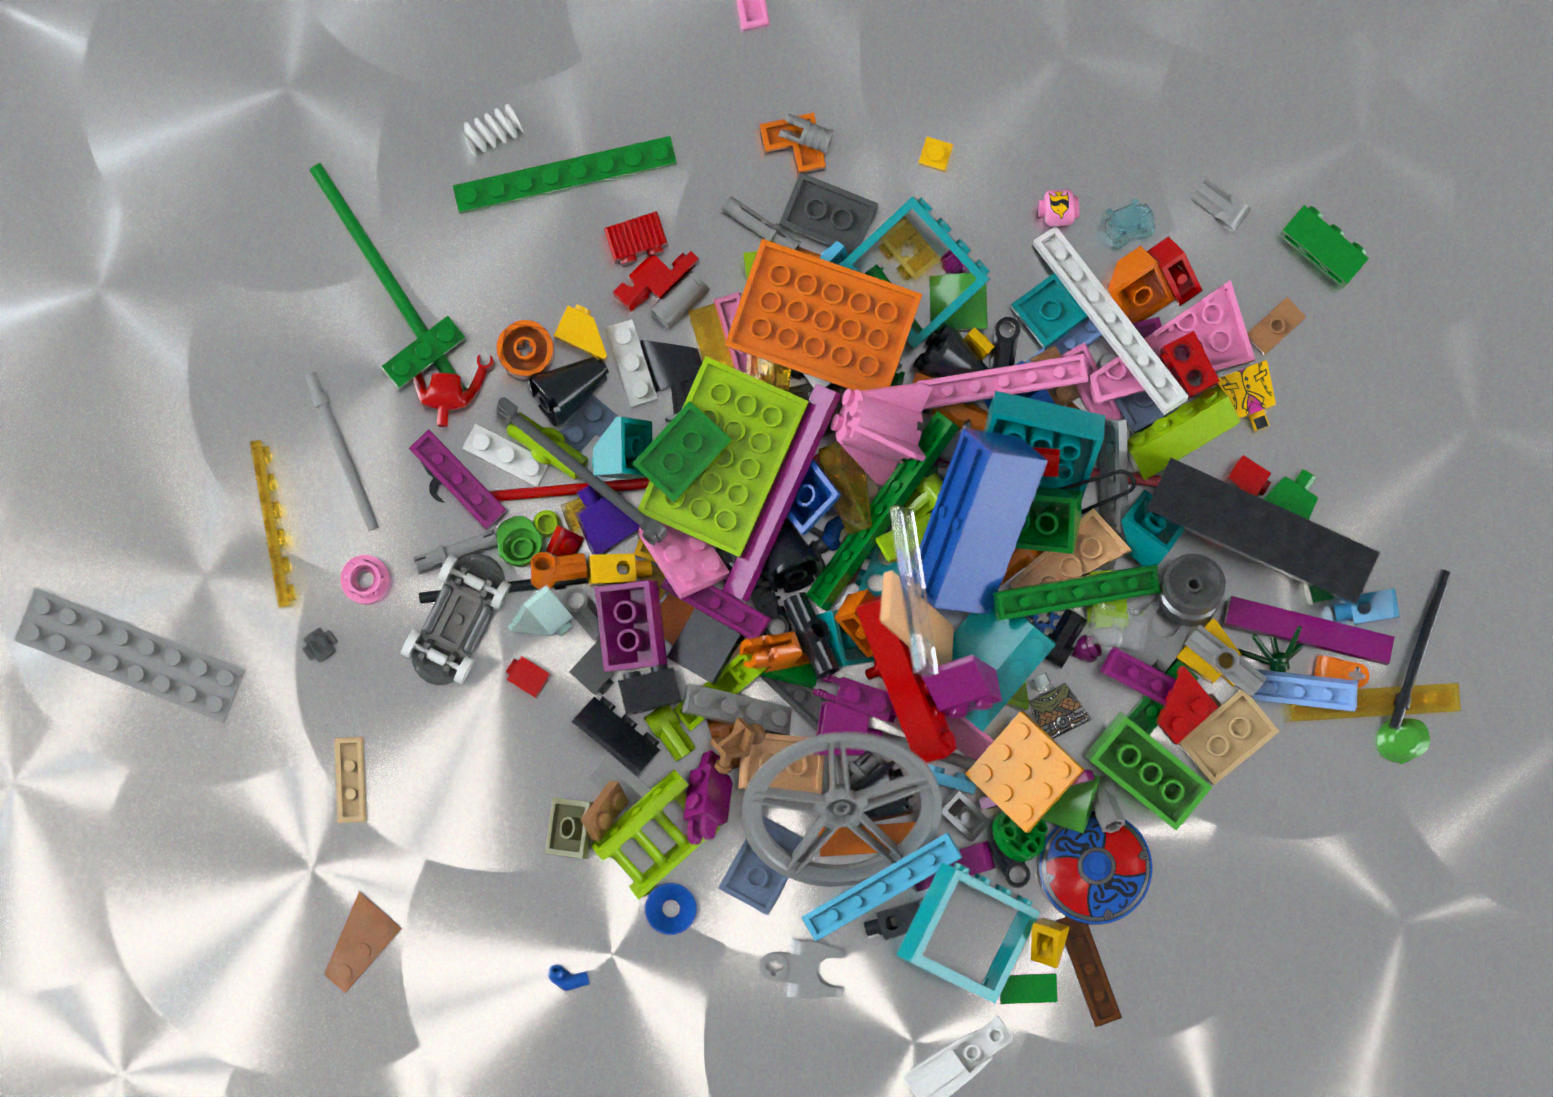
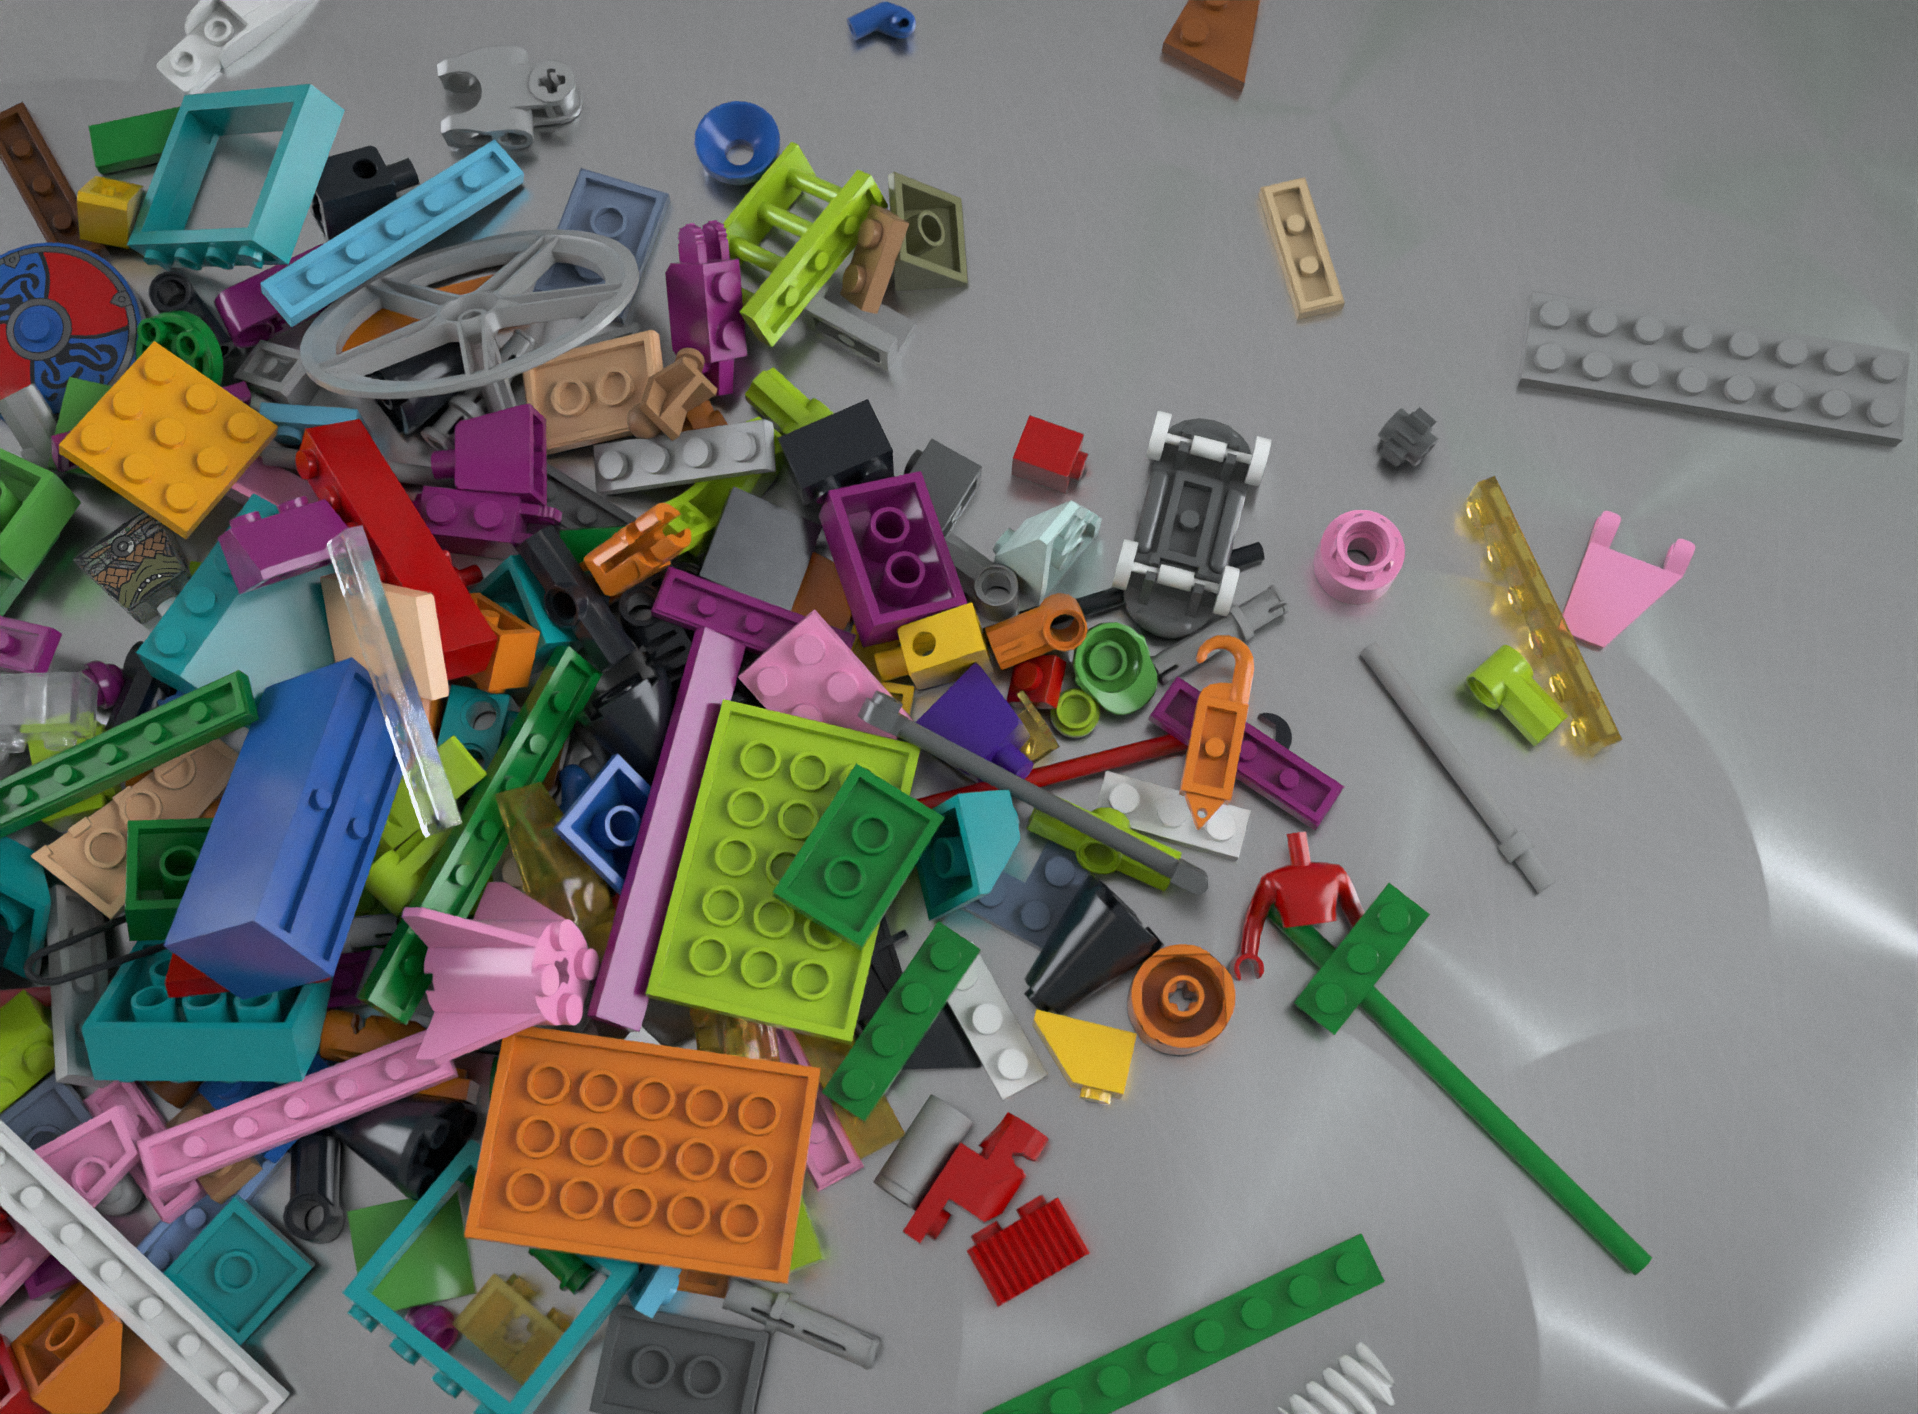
camera: 165 degrees right, 10 degrees down
(223, 535) = (1616, 587): none -> bright pink flag
(301, 488) = (1508, 685): none -> lime piece
(472, 488) = (1217, 733): none -> orange plate
(617, 735) = (904, 385): black slope -> none
(677, 368) = (901, 1022): none -> green plate
(979, 343) = (360, 1180): yellow plate -> none

